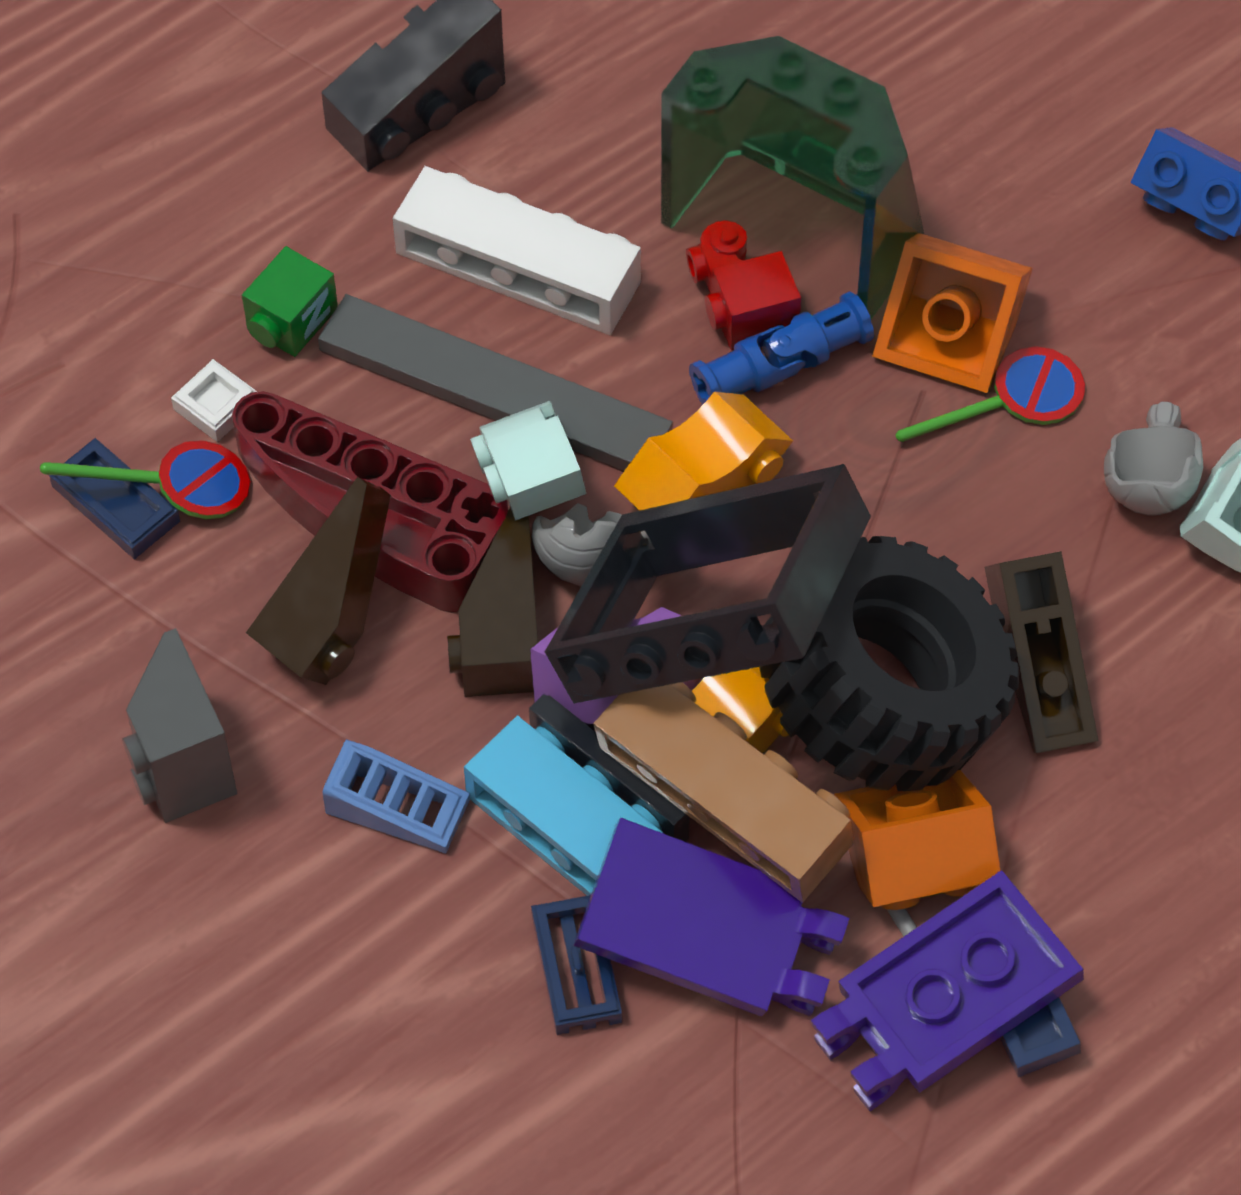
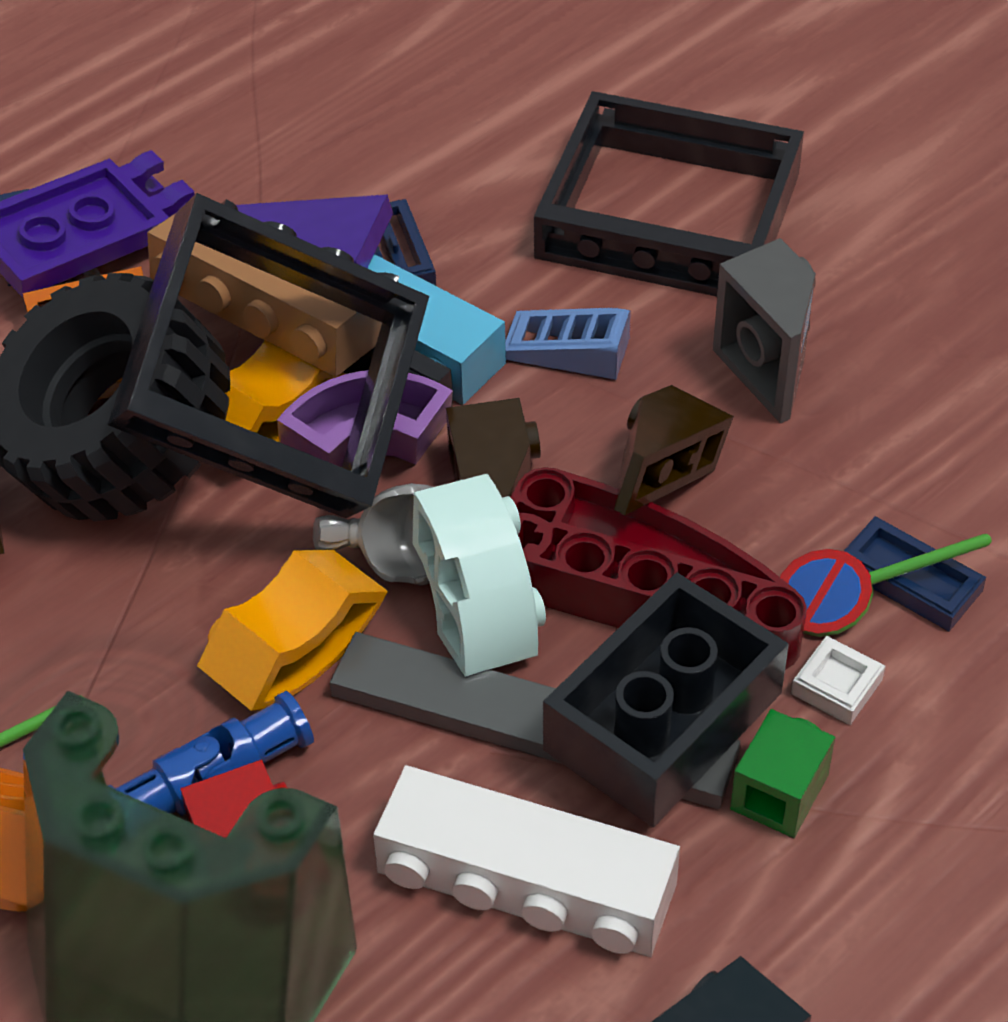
camera: 175 degrees right, 10 degrees down
(273, 893) = (673, 133): none -> black window
(379, 325) = (664, 698): none -> black brick

